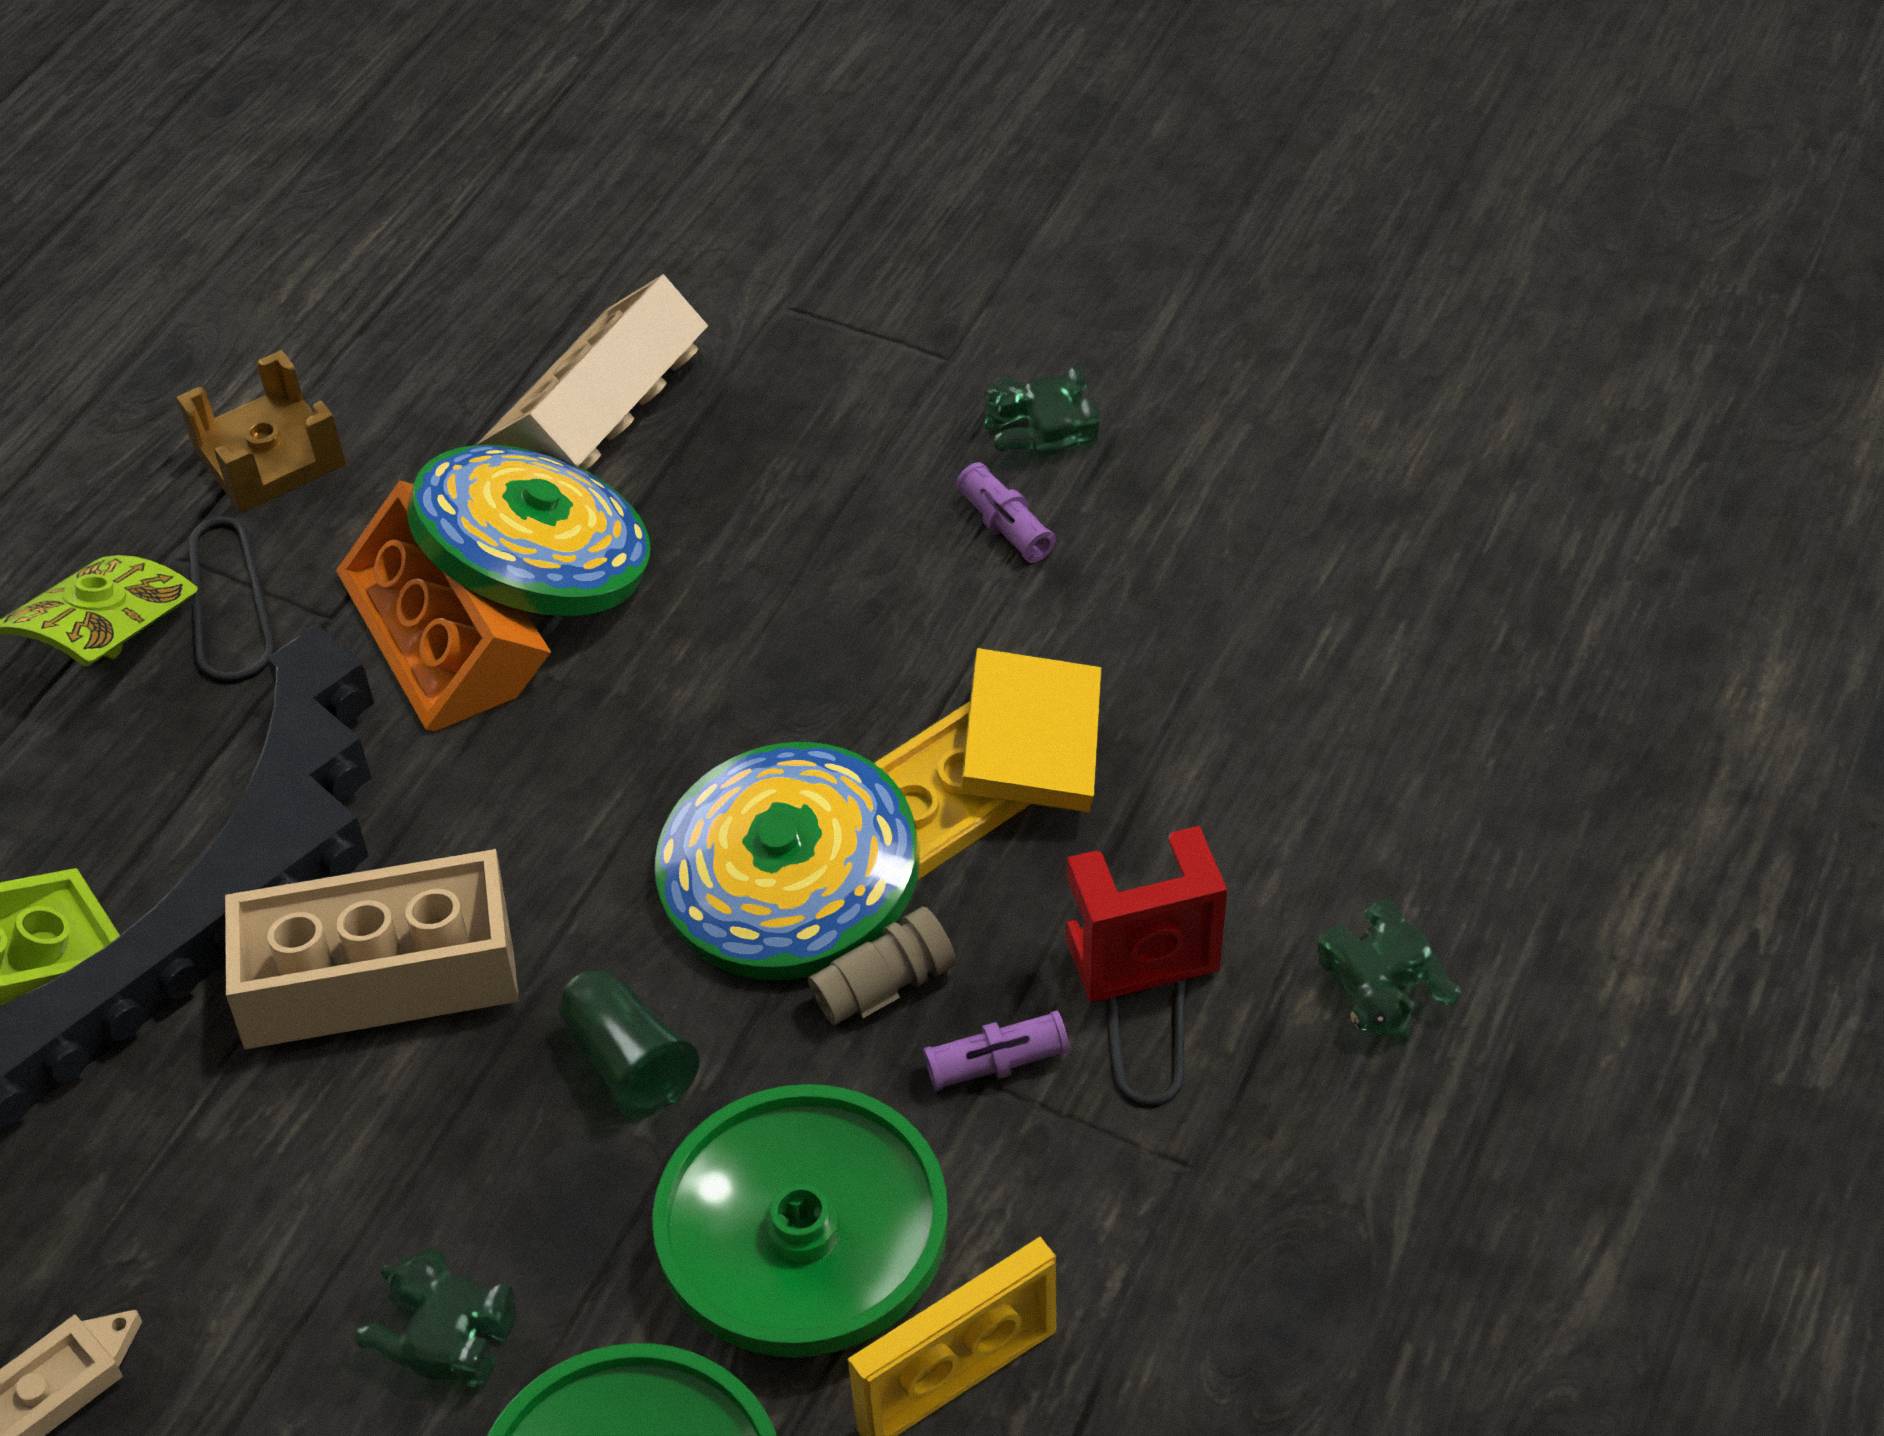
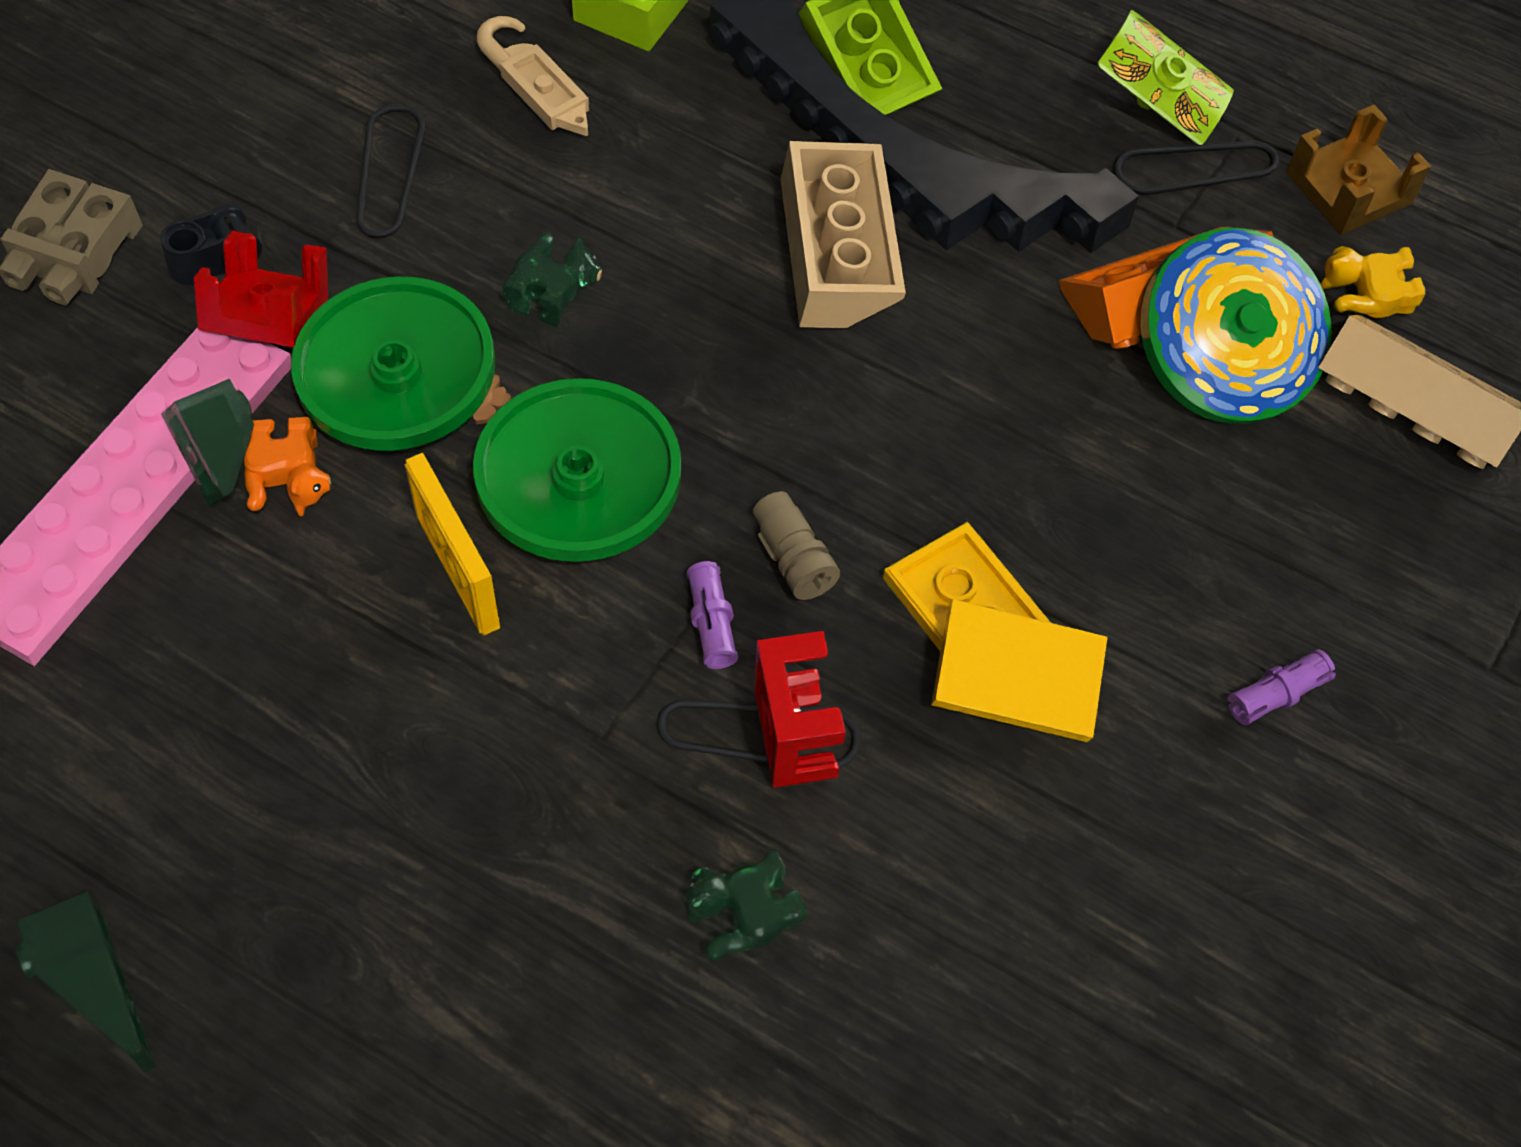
camera: 90 degrees right, 10 degrees up
(433, 421) = (1378, 281): none -> yellow animal
(628, 1045) = (746, 379): clear green plant -> none
(787, 860) = (905, 493): dish -> none
(1052, 408) = (1406, 733): clear green animal -> none

